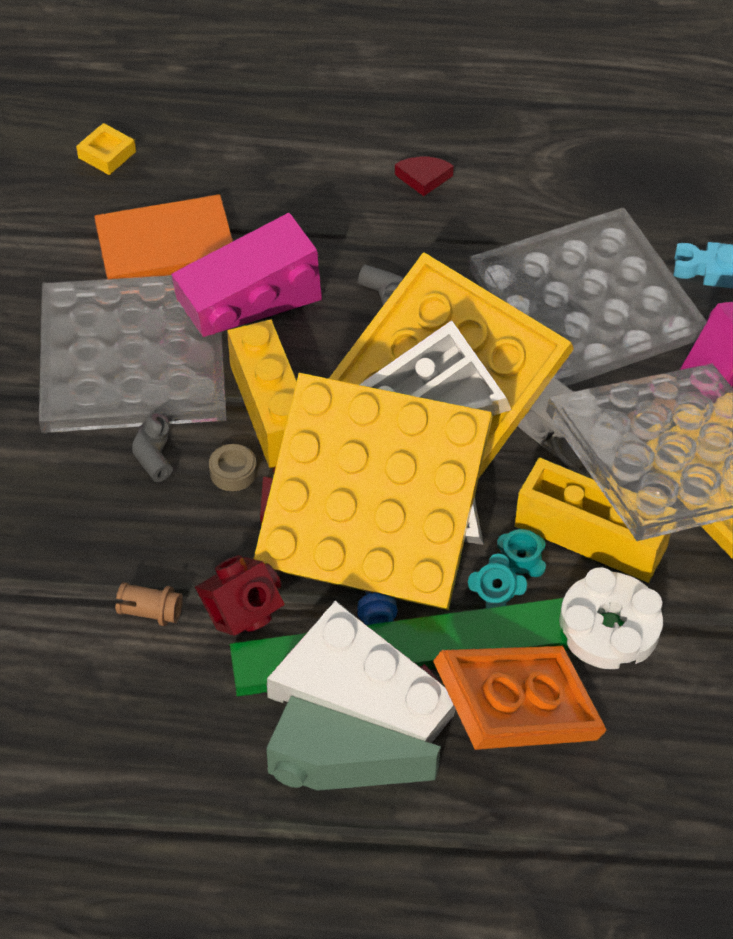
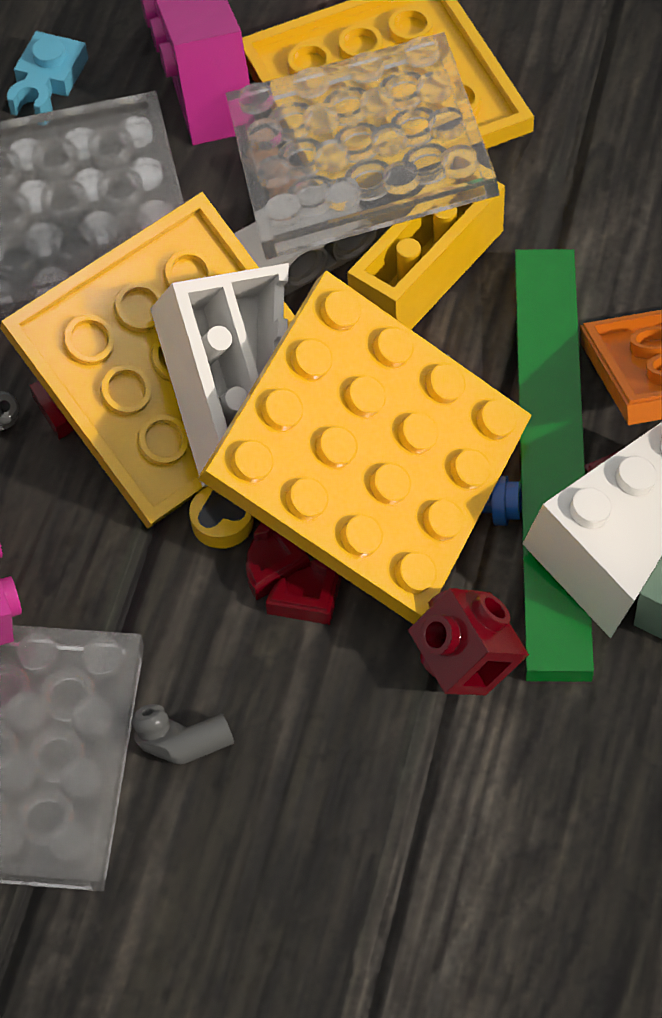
camera: 75 degrees left, 5 degrees up
(150, 603) = (445, 762): medium nougat pin -> none
(232, 467) = (234, 642): dark tan tile -> none
(263, 381) = (134, 570): yellow brick -> none
(497, 569) = (496, 362): teal plate -> none
(526, 543) = (450, 330): teal plate -> none
(614, 593) = (569, 237): white plate -> none

